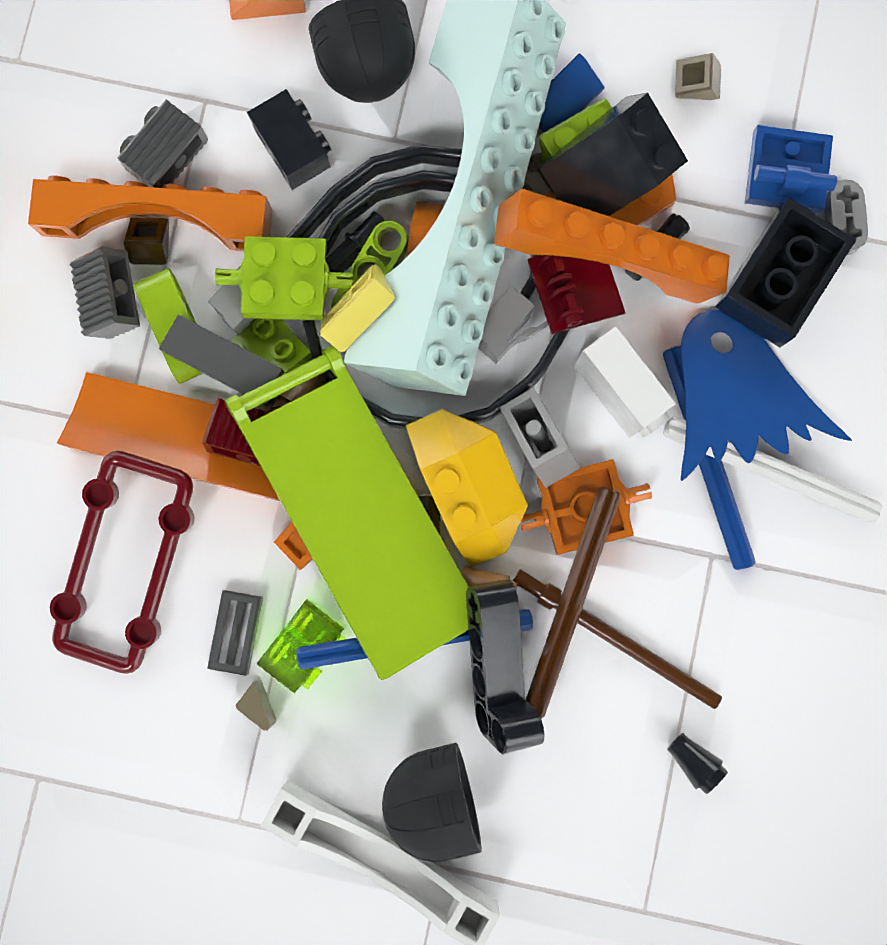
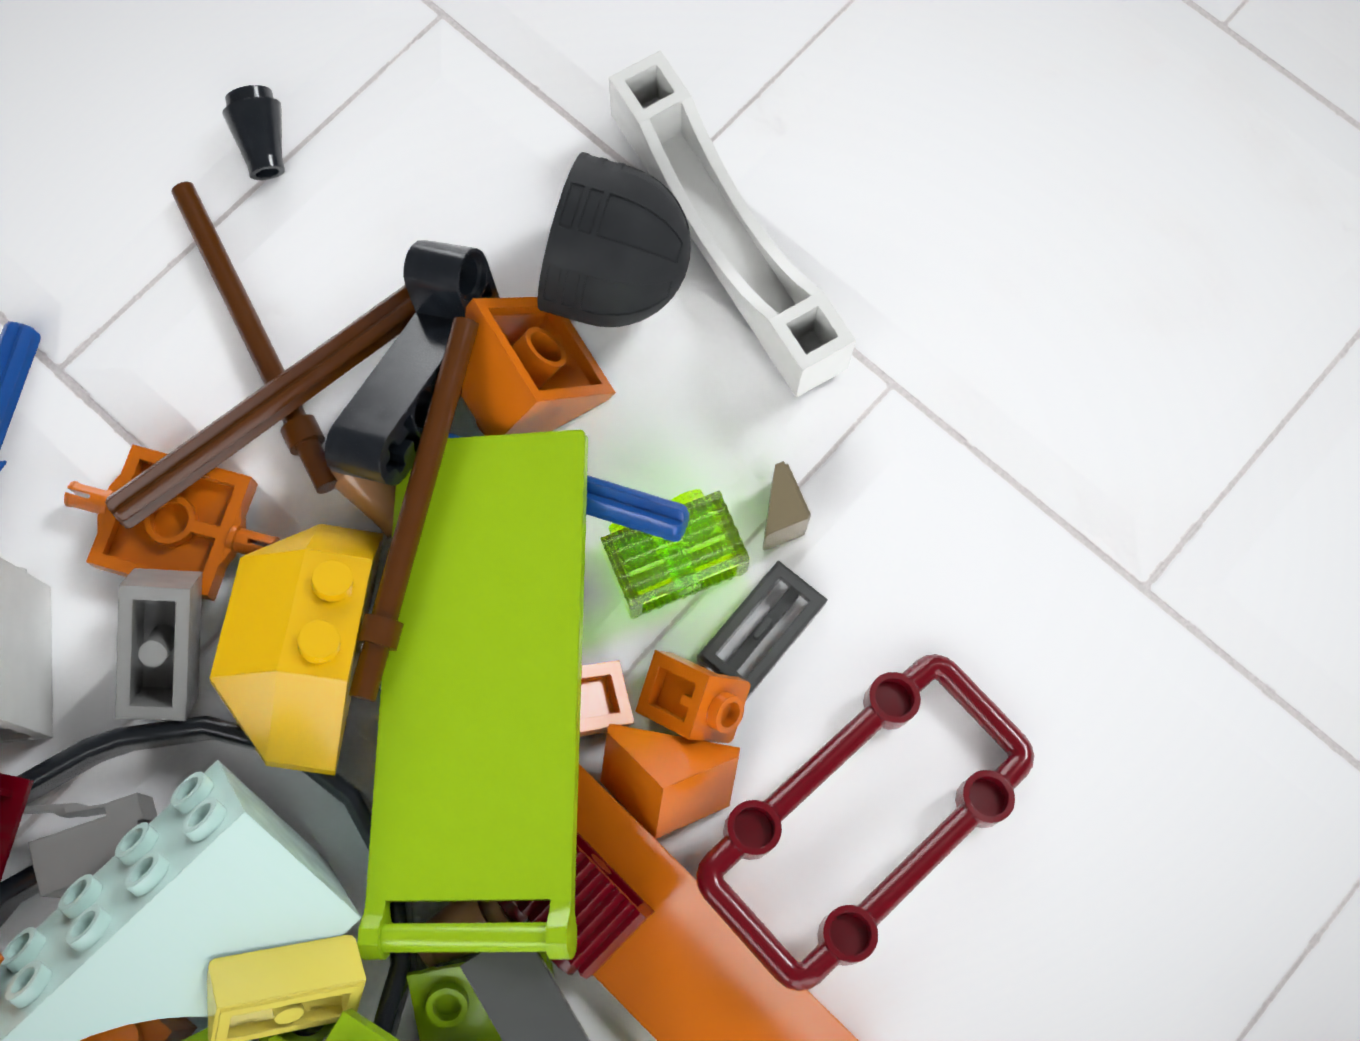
camera: 150 degrees left, 10 degrees down
(240, 521) = (667, 777): none -> orange slope
(249, 570) = (692, 699): none -> orange bracket
(425, 509) = (381, 628): none -> reddish brown bar
(445, 704) = (528, 369): none -> orange slope

